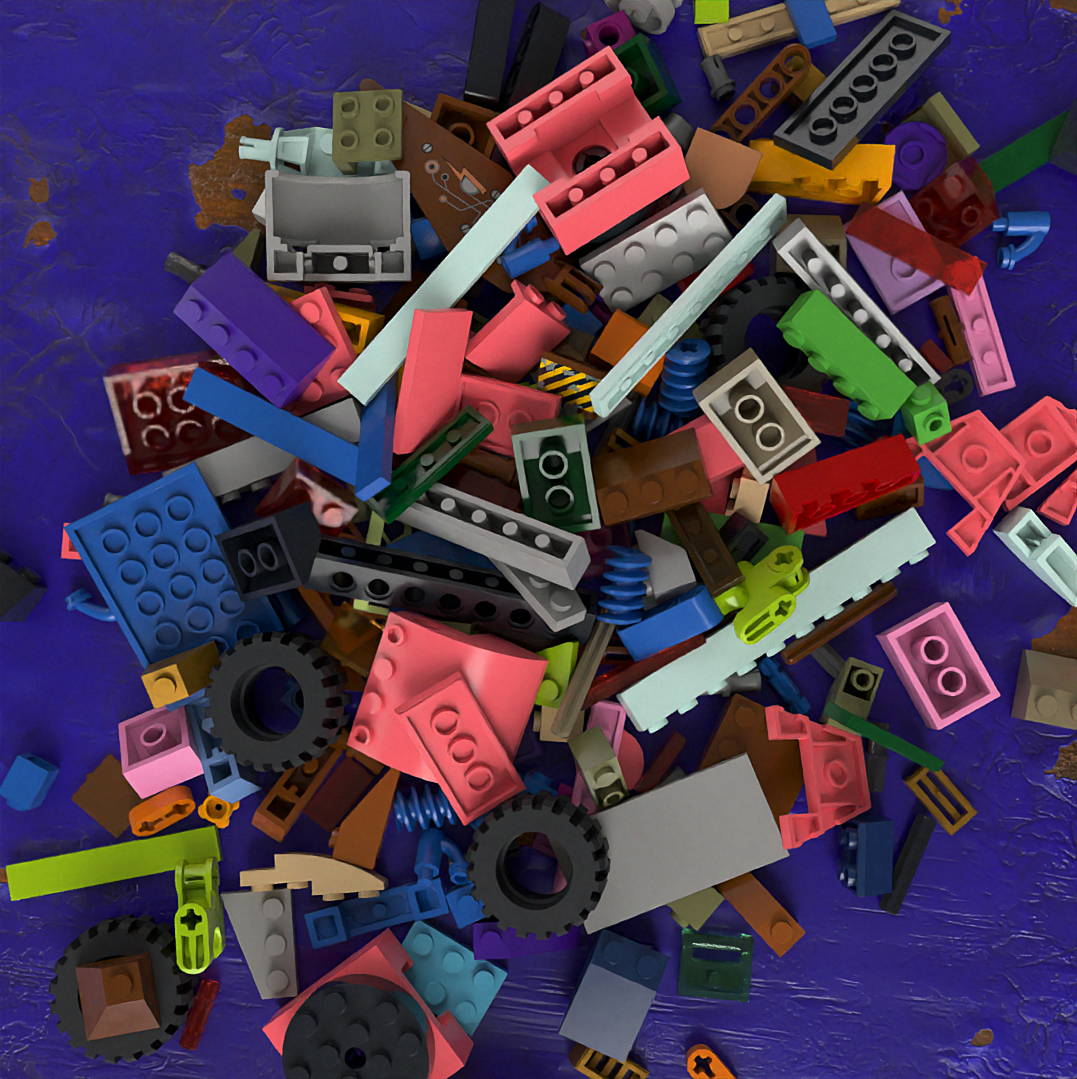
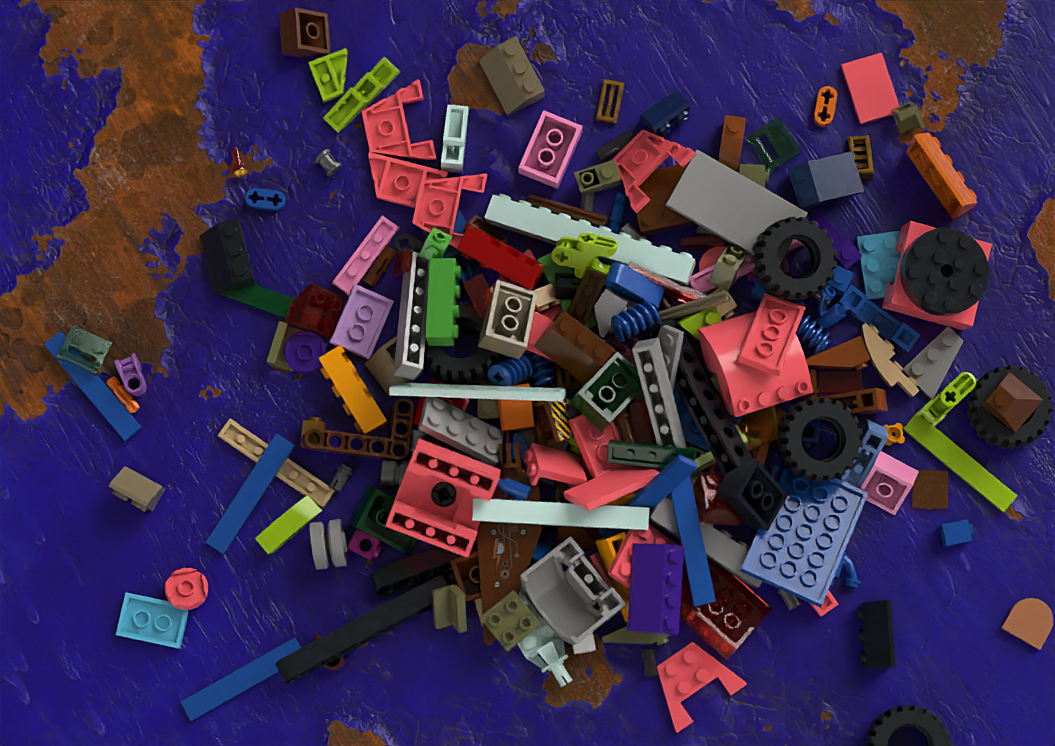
camera: 120 degrees left, 5 degrees down
(136, 307) = (686, 674): none -> coral wing
(161, 810) = (916, 458): orange beam -> none
(180, 674) = (844, 496): pearl gold slope -> none
(199, 1014) = (1008, 359): clear red axle -> none
(449, 74) = (449, 608): none -> olive panel
(720, 168) = (394, 435): nougat tile -> none
(861, 89) = (297, 398): black plate -> none
(883, 737) = (606, 148): dark green tile -> none
(908, 863) = (653, 93): black axle -> none
(916, 248) = (355, 312): clear red tile -> none
(1026, 223) = (297, 272): blue plant -> none

